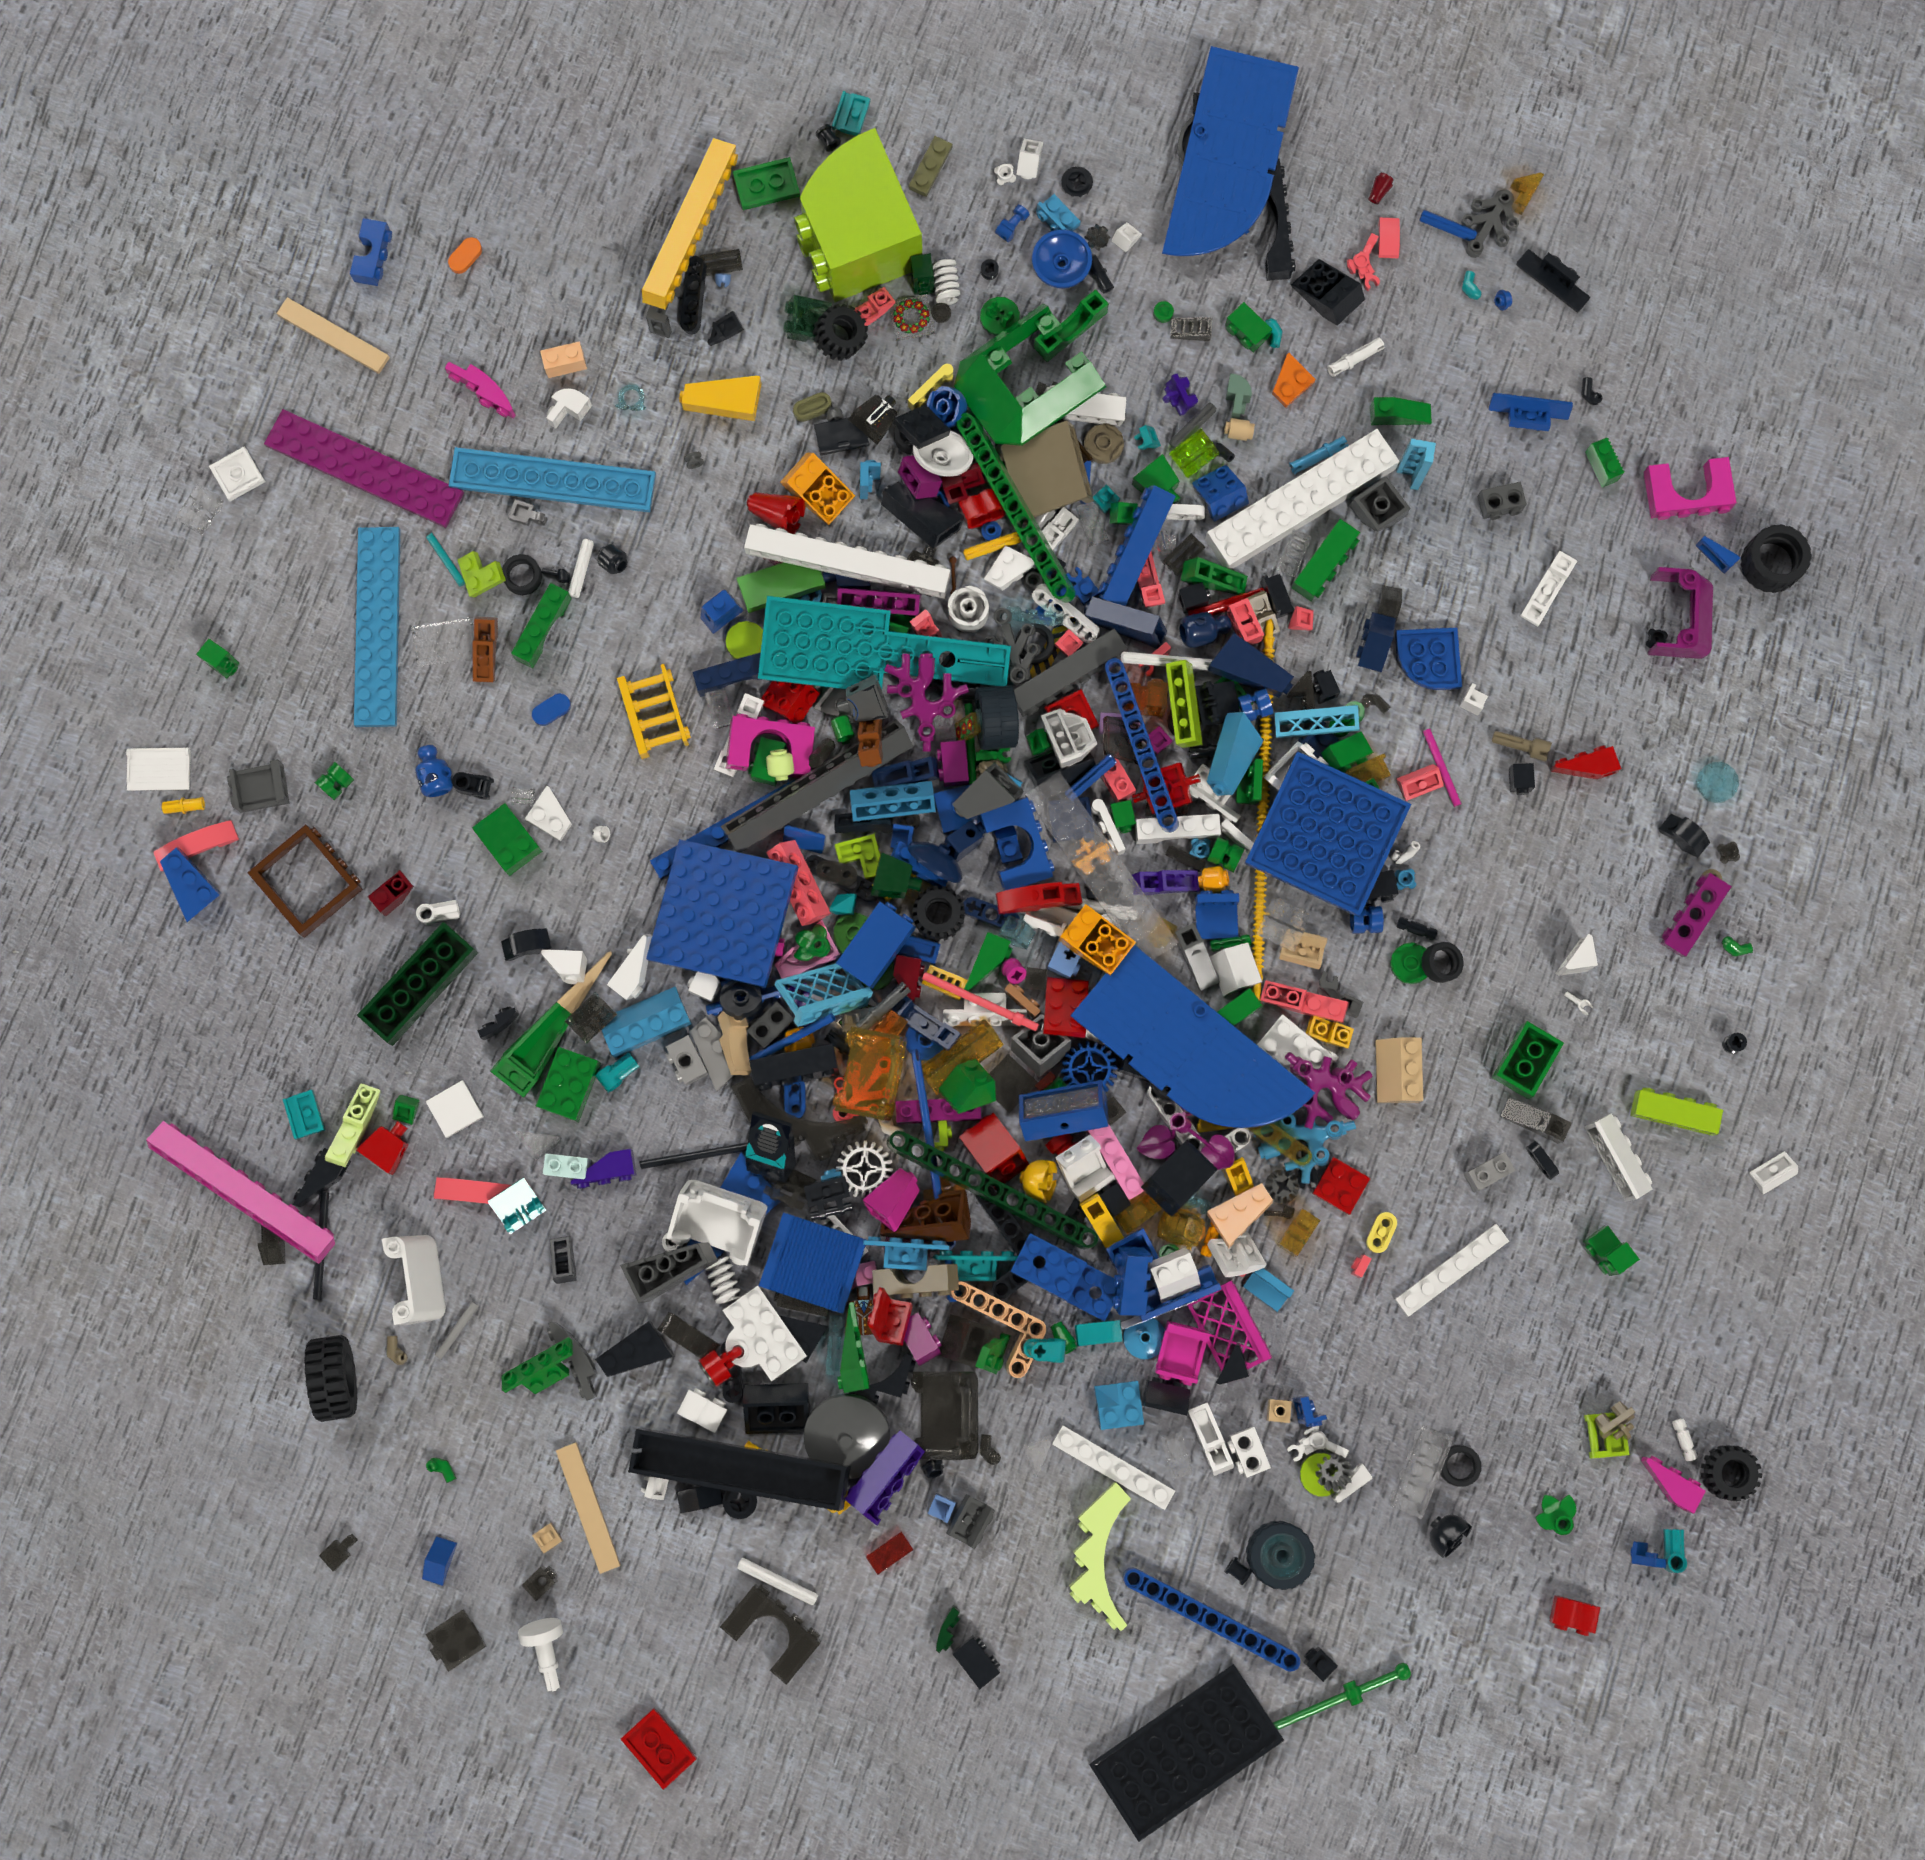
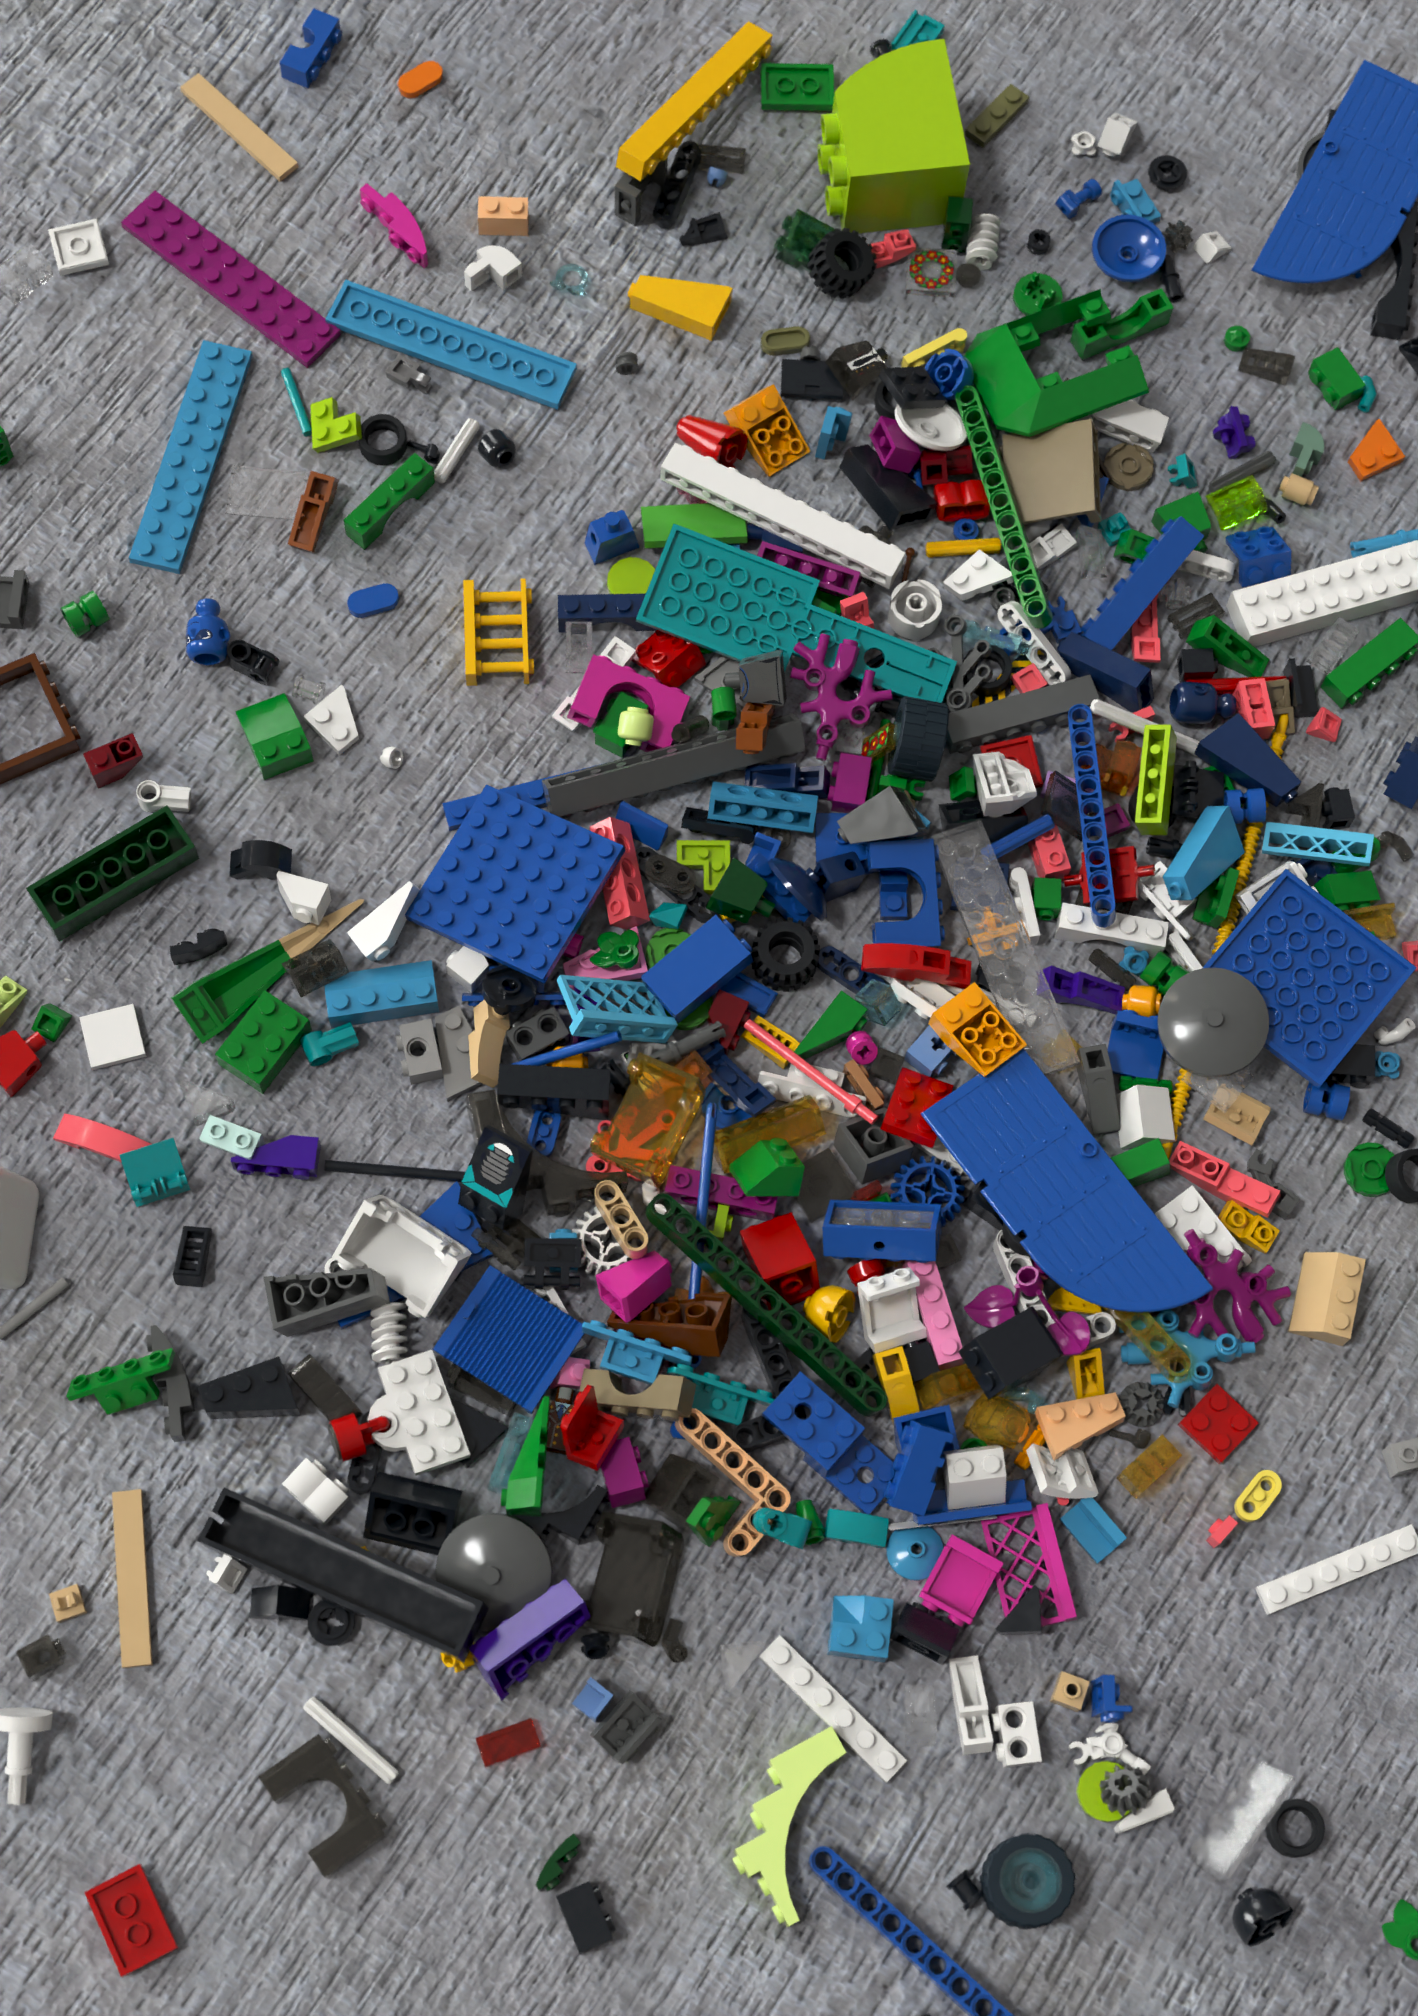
camera: 10 degrees right, 10 degrees down
(862, 1146) = (616, 1207): none -> tan beam
(1269, 887) = (1213, 1022): none -> dark grey dish

